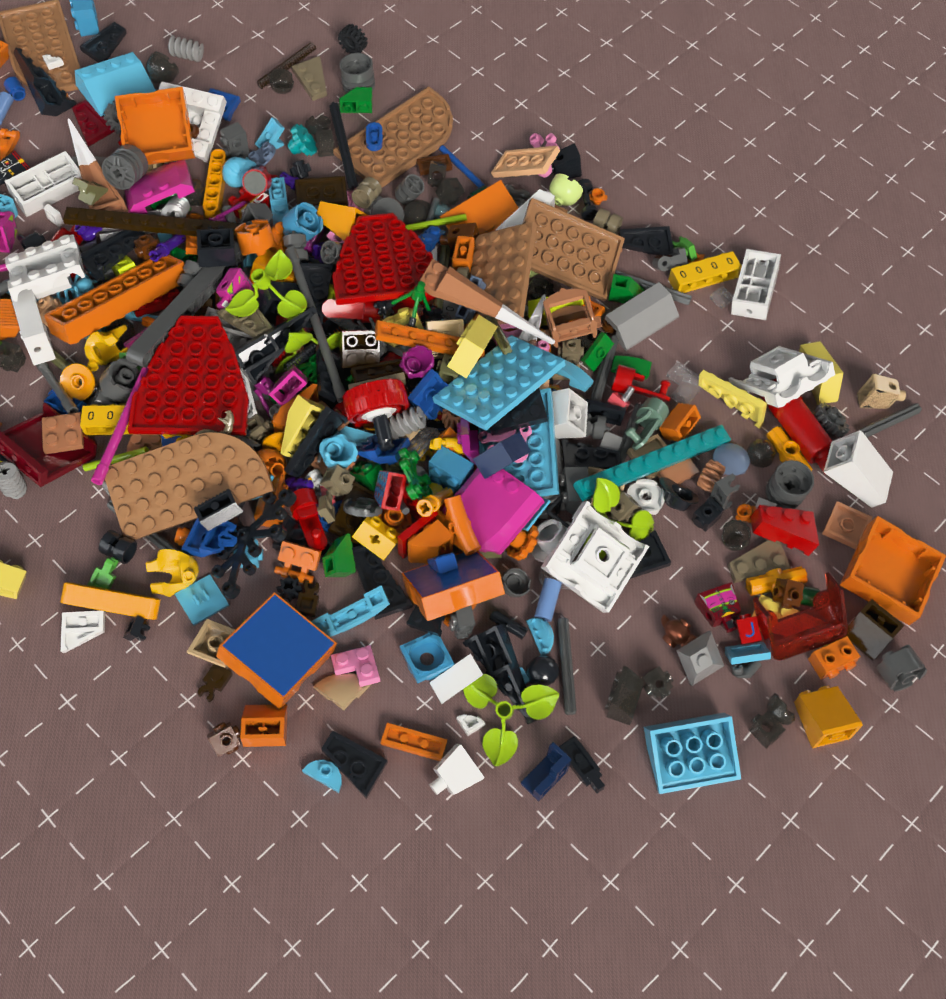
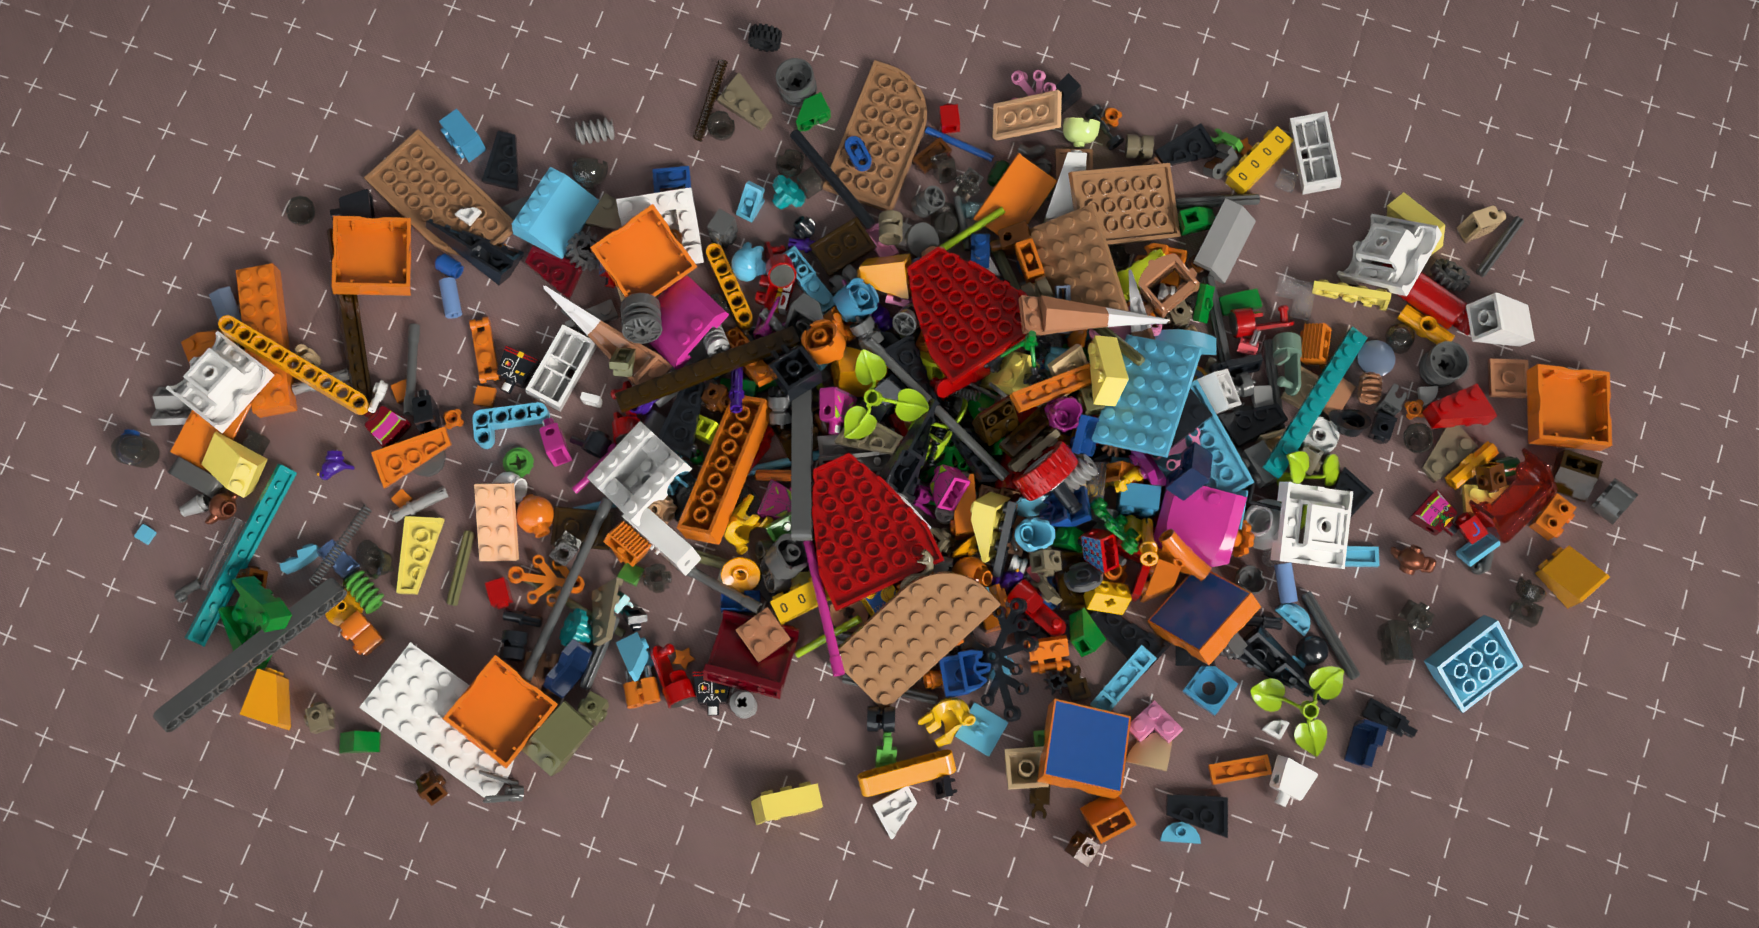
camera: 20 degrees left, 15 degrees up
(218, 509) = (966, 649): black brick -> none
(262, 155) = (755, 229): sand blue dish -> none
(443, 563) = (1187, 599): blue slope -> none
(456, 678) = (1245, 695): white sticker -> none
(463, 145) = (949, 118): none -> red brick
(631, 612) = (1362, 556): none -> medium azure tile
(700, 658) = (1443, 575): light grey slope -> none

